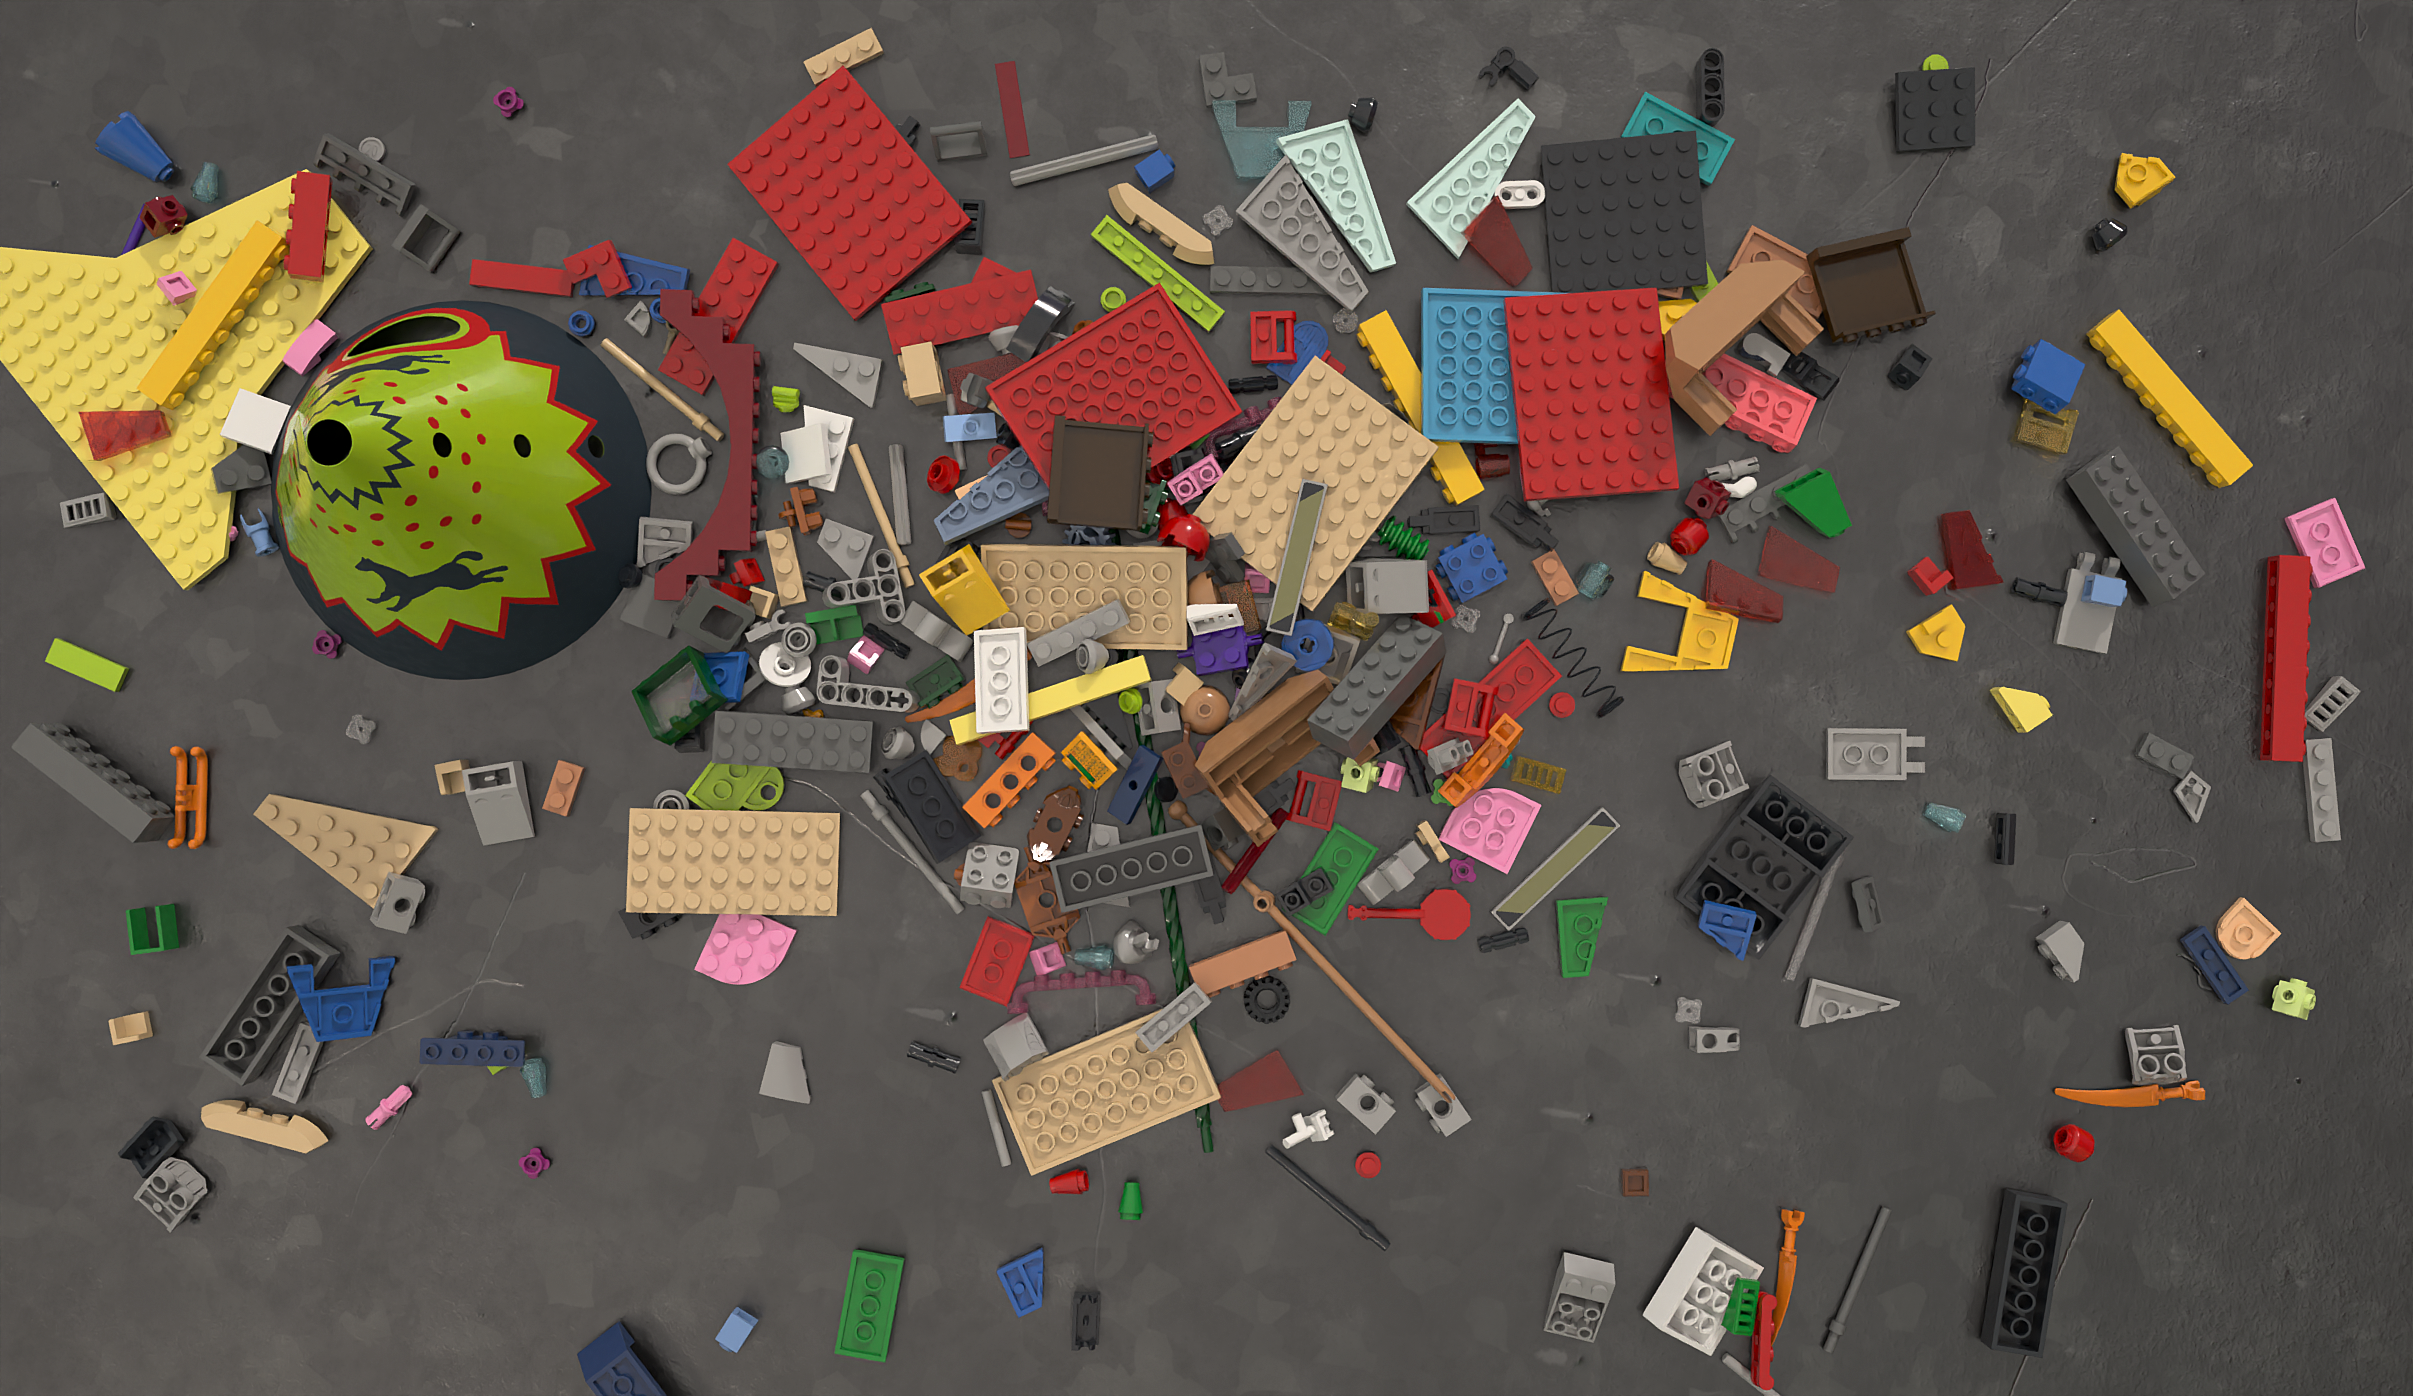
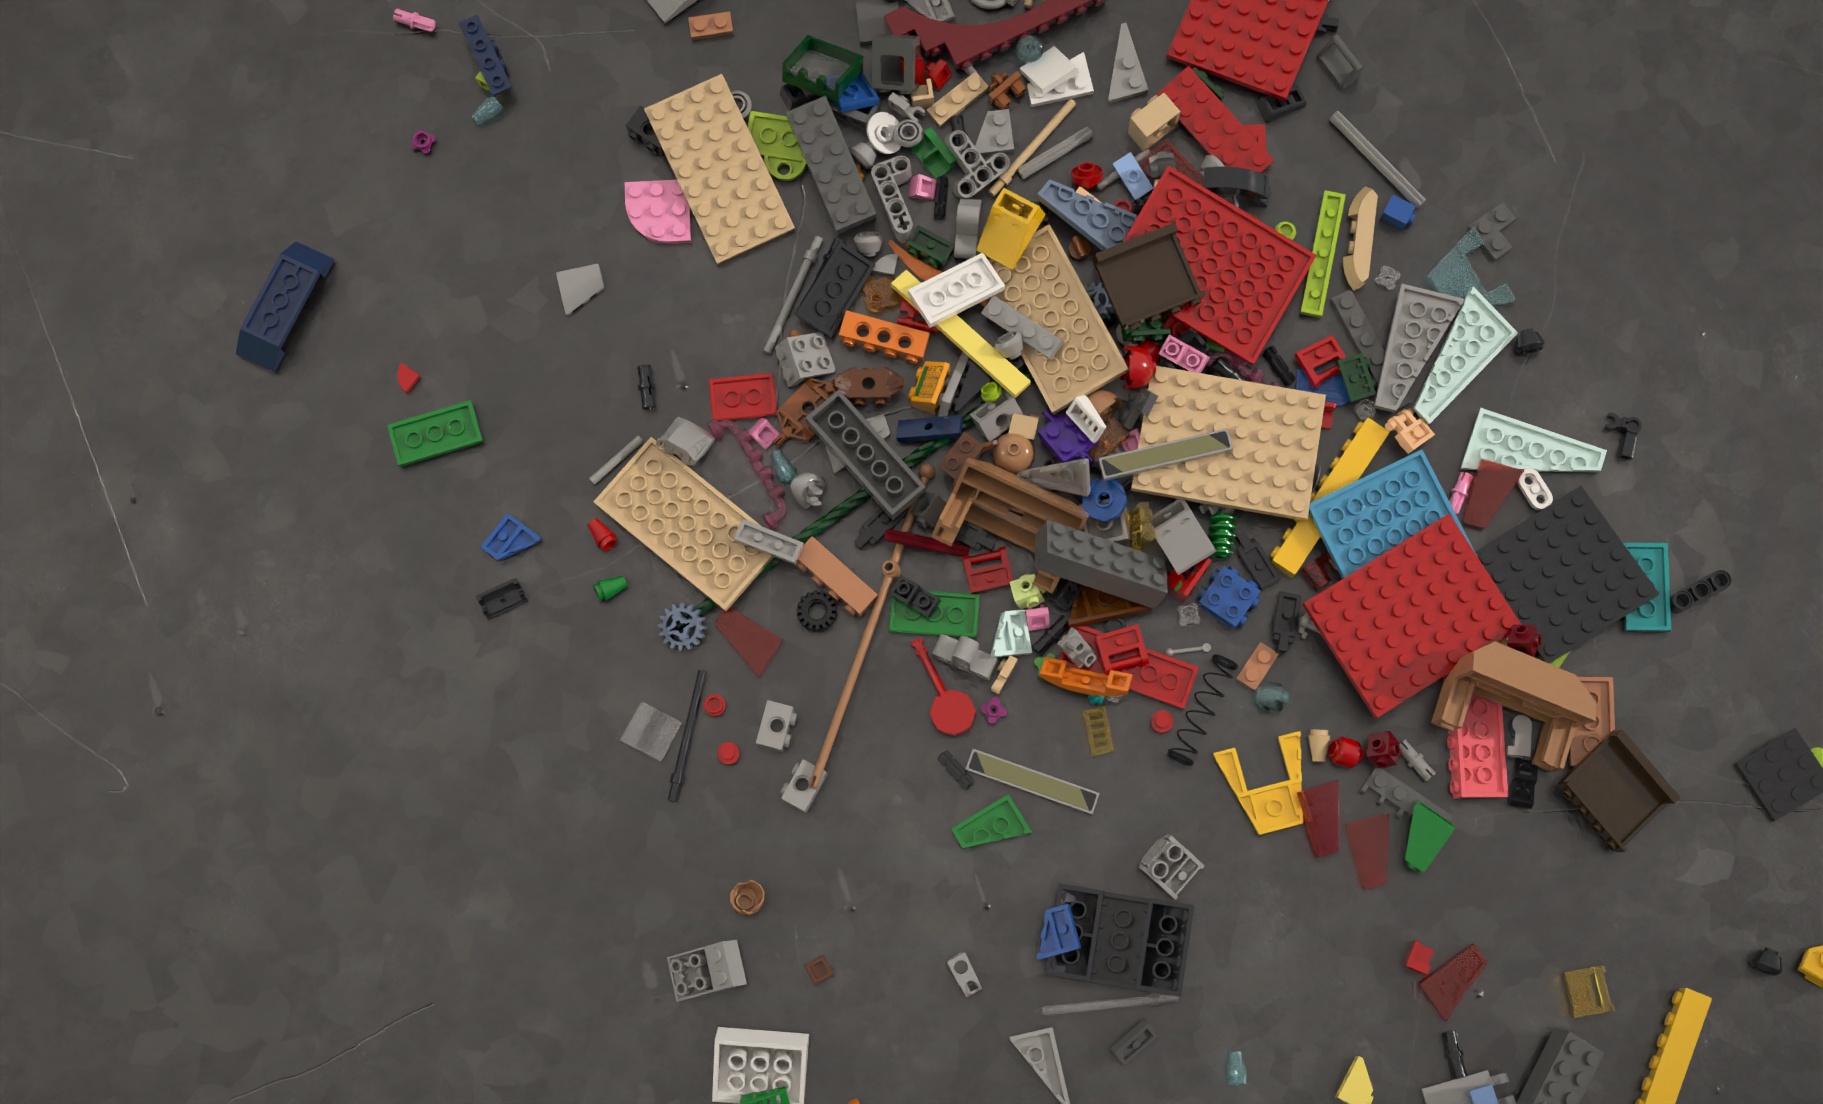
camera: 65 degrees right, 10 degrees down
(736, 1330) = (369, 345): medium blue brick -> none
(785, 398) = (1081, 36): lime plate -> none
(792, 1306) = (406, 377): none -> red tile
(1012, 109) = (1385, 90): dark red sticker -> none
(1165, 789) = (936, 454): black piece -> none
(1222, 1154) = (684, 634): none -> sand blue gear
(1303, 1233) = (650, 731): none -> clear slope
(1310, 312) = (1356, 377): none -> dark green bracket
(1310, 1126) = (737, 699): white arm -> none
(1310, 1154) = (714, 705): none -> red plate
(1396, 812) = (1012, 635): none -> light aqua wing
(1401, 286) = (1411, 436): none -> light nougat plate
(1482, 272) = (1460, 491): none -> bright pink axle
(1491, 826) = (1039, 714): bright pink plate -> none
(1528, 1221) = (747, 898): none -> medium nougat hair
(1676, 295) = (1524, 639): none -> dark red brick
(1694, 1015) = (972, 948): clear plate -> none
(1742, 487) = (1405, 774): white arm -> none
(1870, 754) = (1253, 984): light grey tile -> none
(1910, 367) = (1573, 858): black bracket -> none
(1939, 634) = (1377, 991): yellow plate -> none
(2047, 376) = (1627, 967): blue brick -> none

